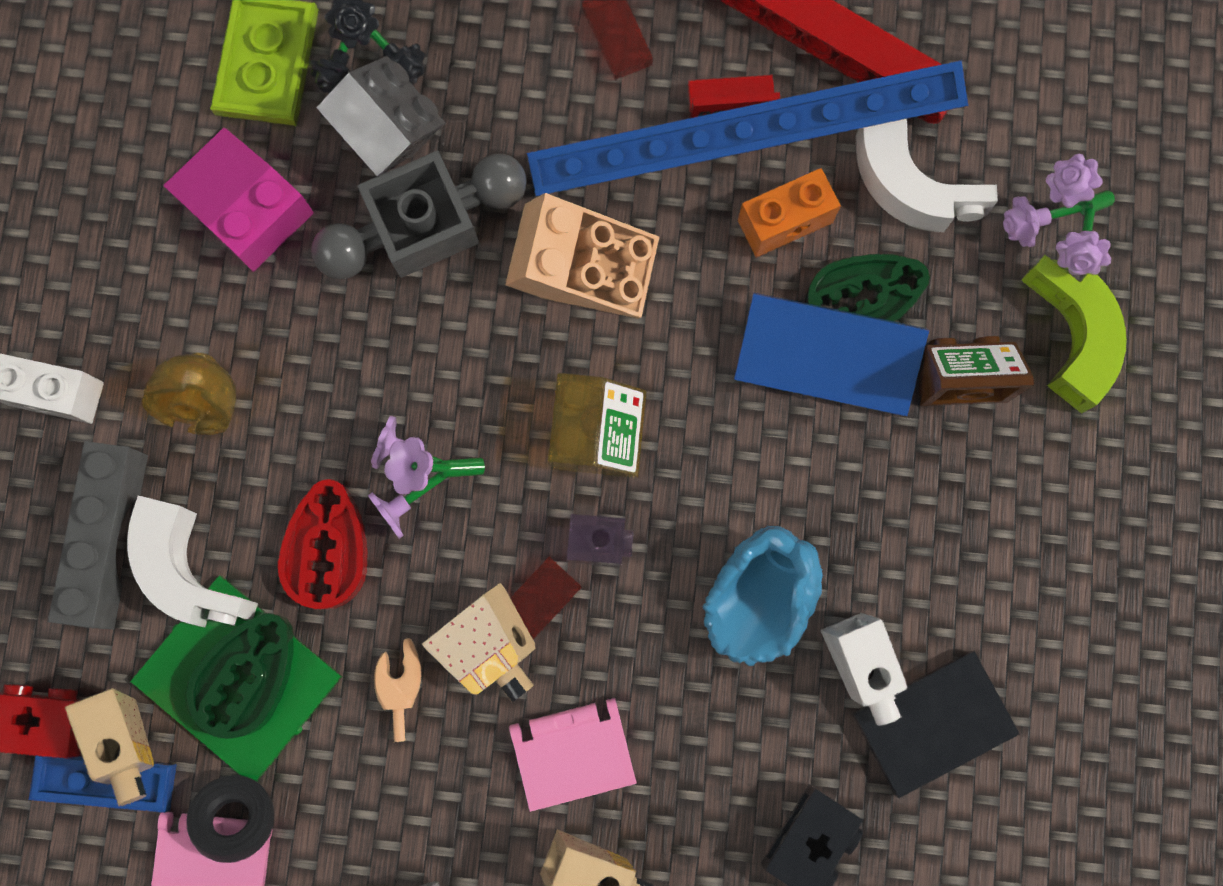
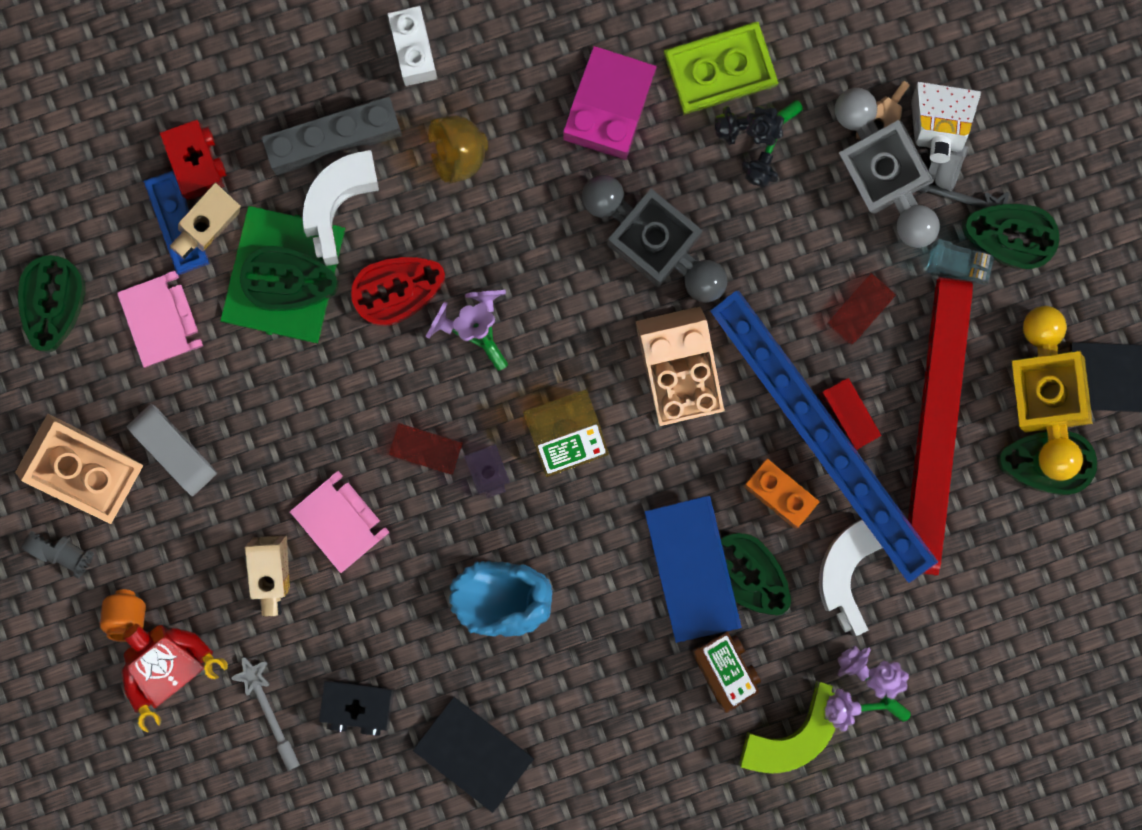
camera: 60 degrees right, 5 degrees up
(245, 842) = (208, 305): black tyre -> none
(381, 114) = (709, 180): flat silver brick -> none
(398, 692) = (324, 386): light nougat hand -> none
(485, 645) = (382, 430): tan torso -> none
(857, 649) = (497, 680): white torso -> none

